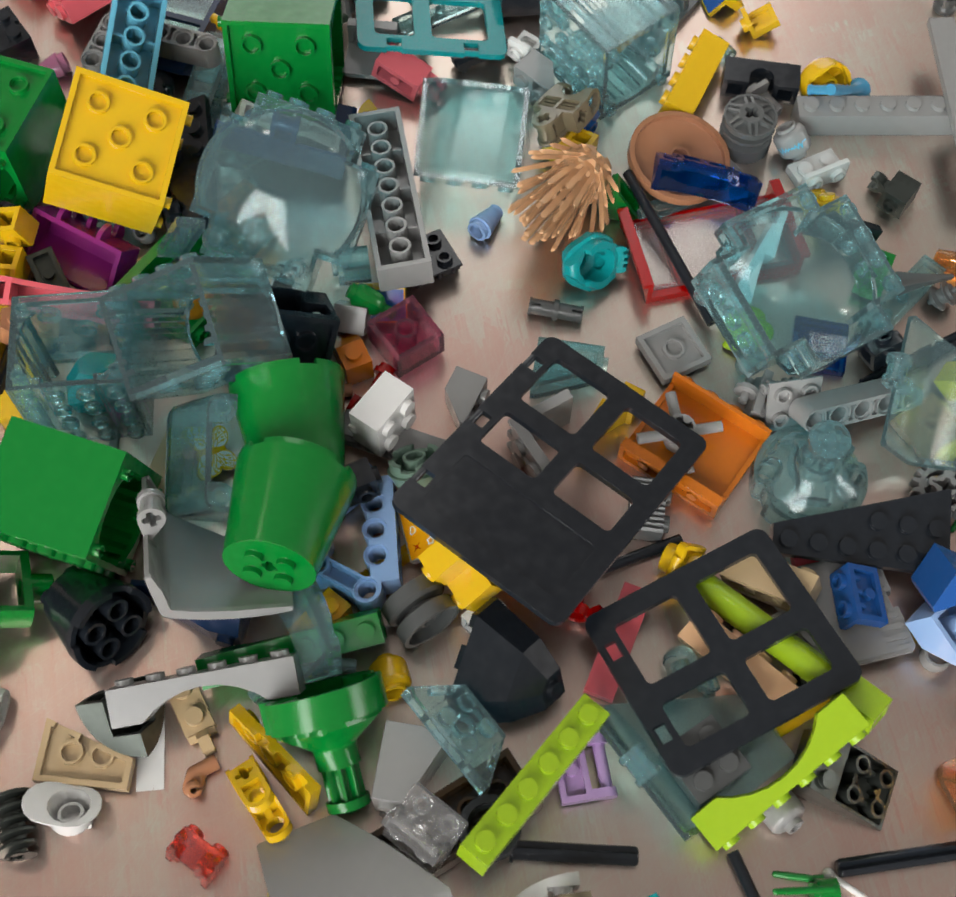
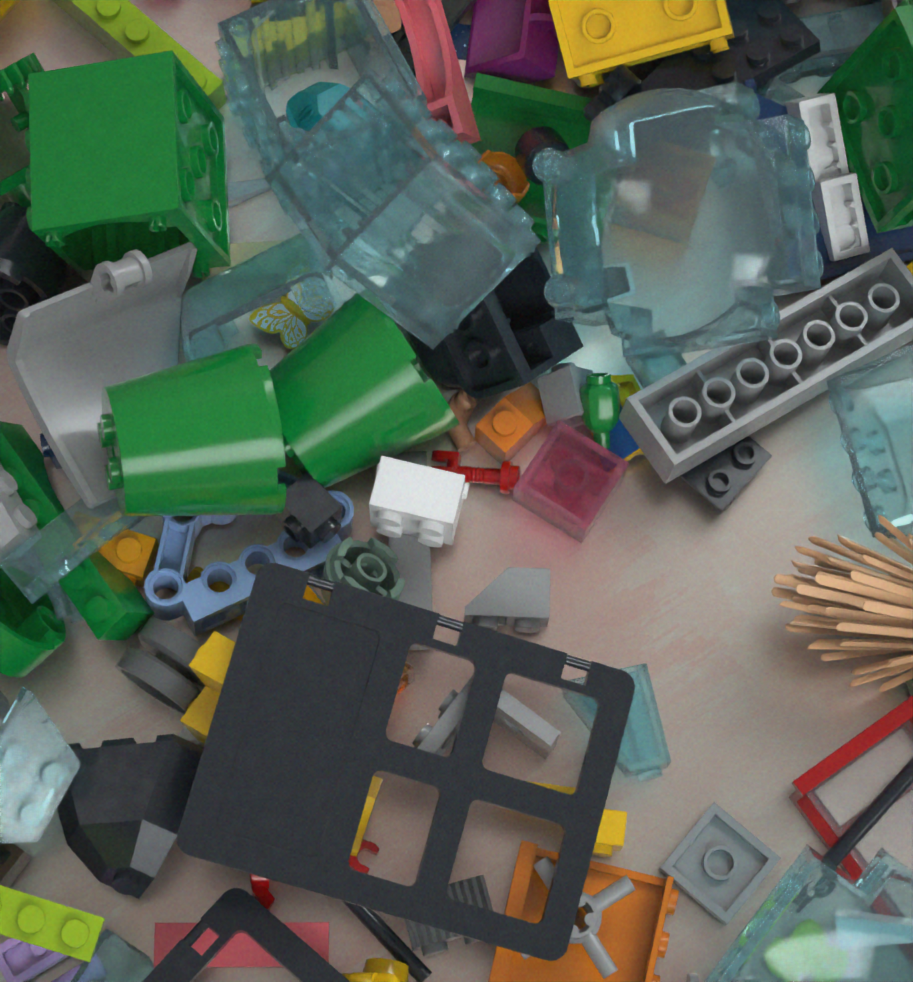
camera: 65 degrees right, 10 degrees up
(181, 237) = (557, 122): clear light blue tile -> none
(394, 674) = (76, 667): yellow head -> none
(484, 223) = (814, 514): light blue cone -> none
(555, 310) = (712, 670): dark grey pin -> none
(593, 261) = (803, 678): teal helmet -> none

